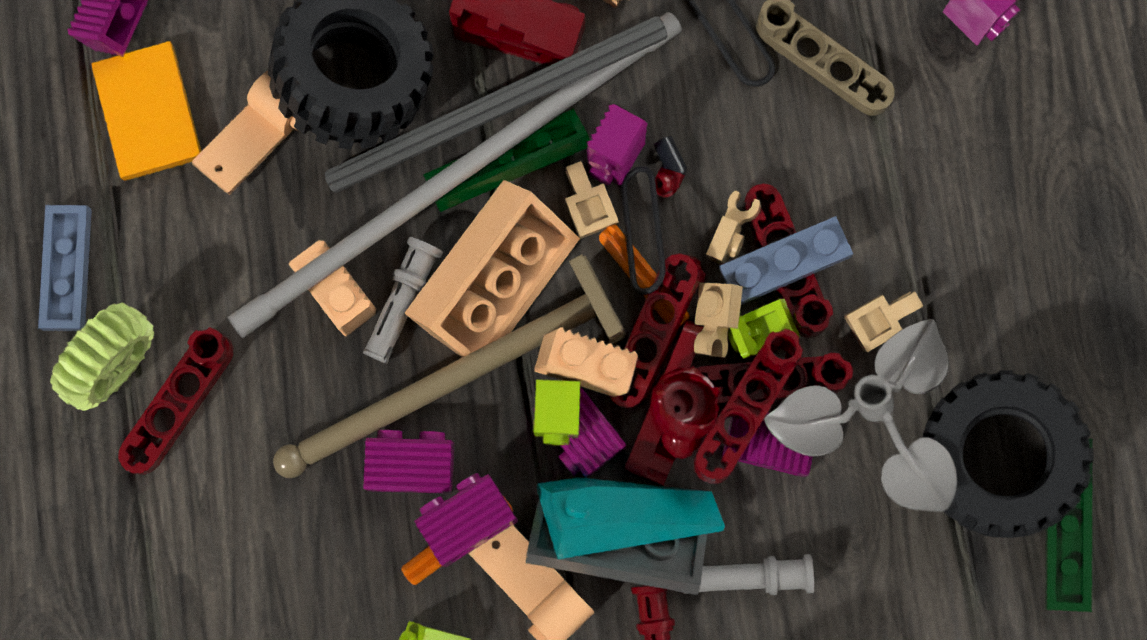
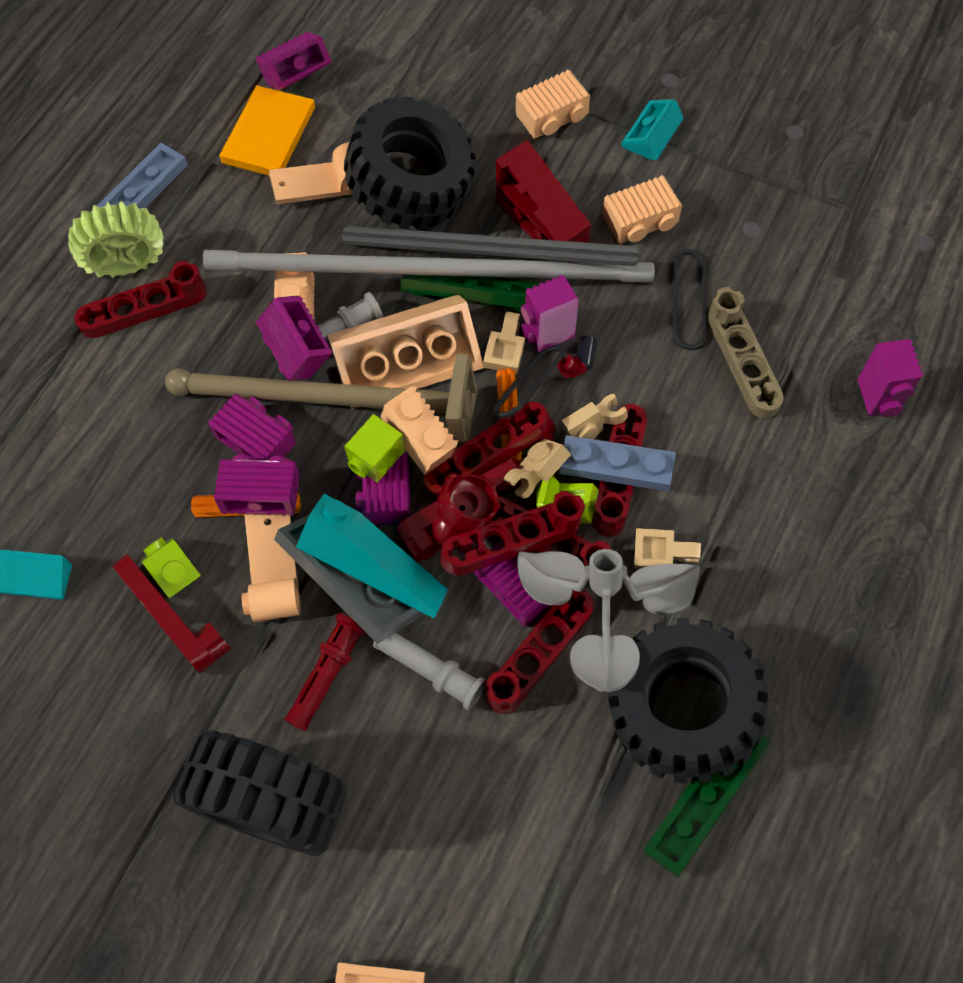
camera: 35 degrees right, 15 degrees down
(385, 345) = (293, 337): none -> magenta brick
(841, 491) = (543, 652): none -> dark red beam

